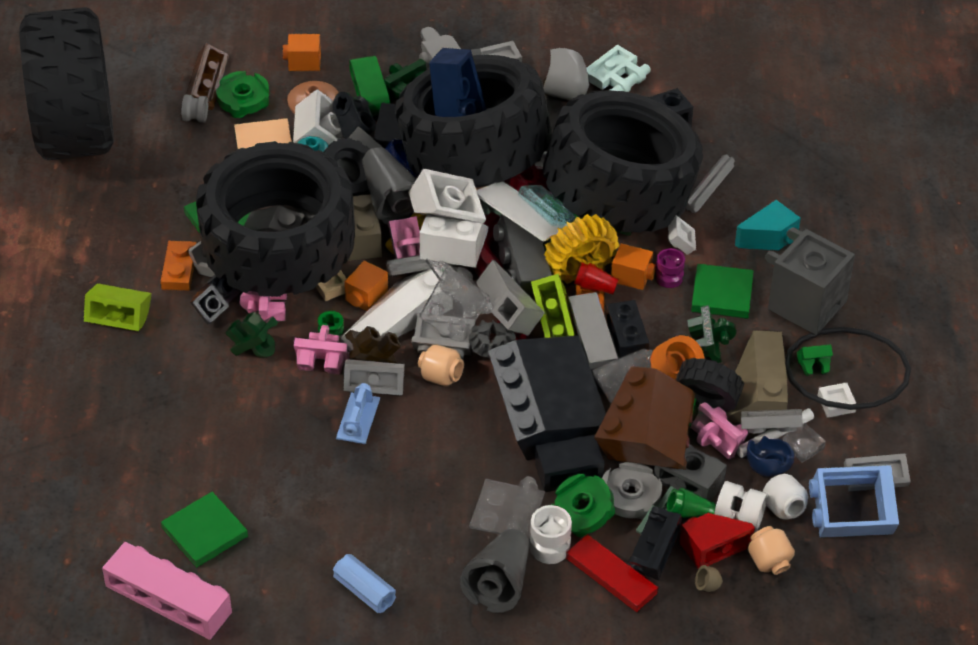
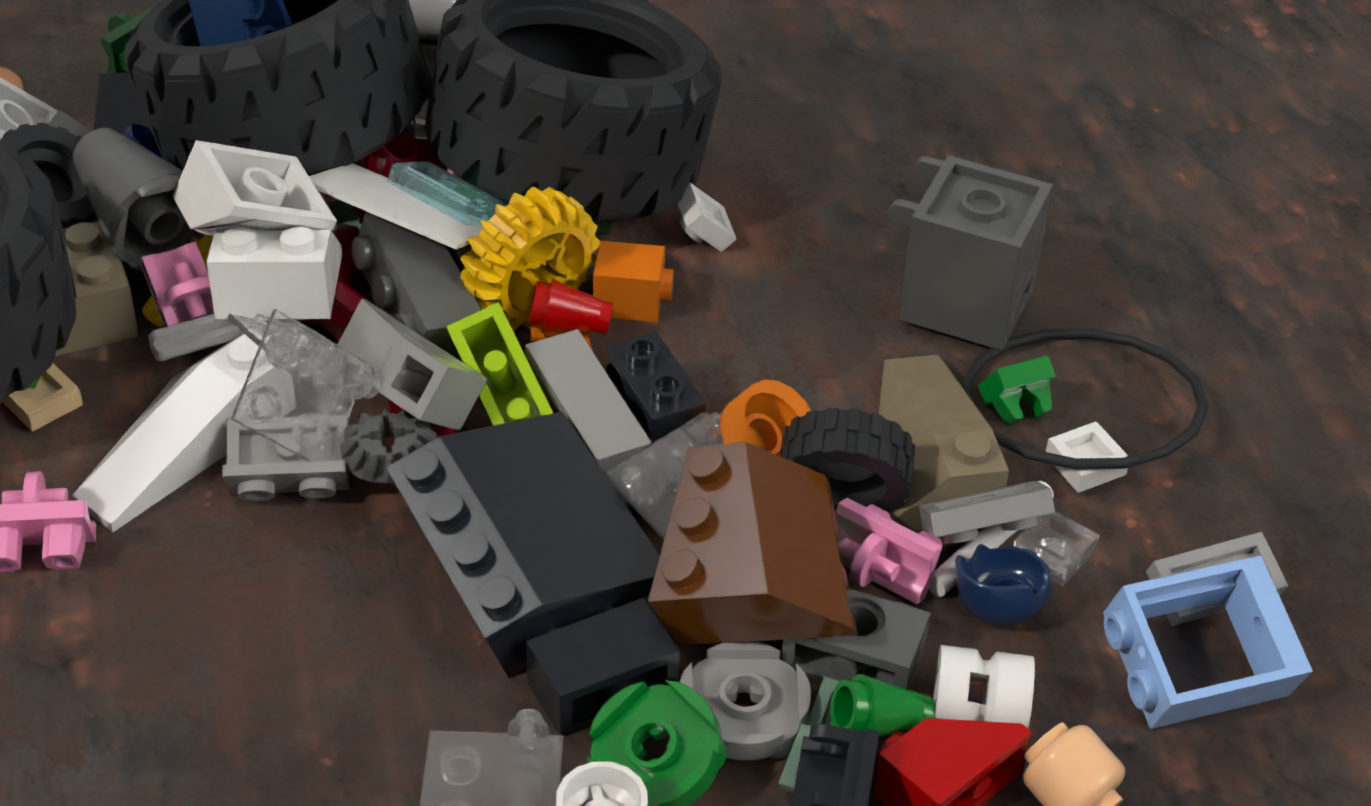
camera: 15 degrees left, 5 degrees down
(332, 317) = (51, 459): green bush -> none
(353, 113) = (44, 92): black piece -> none
(358, 415) = (130, 644): light blue hinge -> none
(366, 285) = (112, 388): orange brick -> none
(369, 82) = (72, 55): green beam -> none
(370, 346) = (140, 503): dark brown hips -> none
(382, 377) = (152, 560): light grey hinge -> none
(441, 365) = (292, 514): light nougat head -> none
(670, 268) = (700, 273): magenta wheel -> none
(710, 183) = (729, 131): light grey axle -> none
(713, 333) = (831, 368): dark green hips -> none
(723, 289) = (806, 301): green tile -> none
(767, 228) = (857, 186): teal slope -> none
(786, 496) = (1067, 655): white head -> none

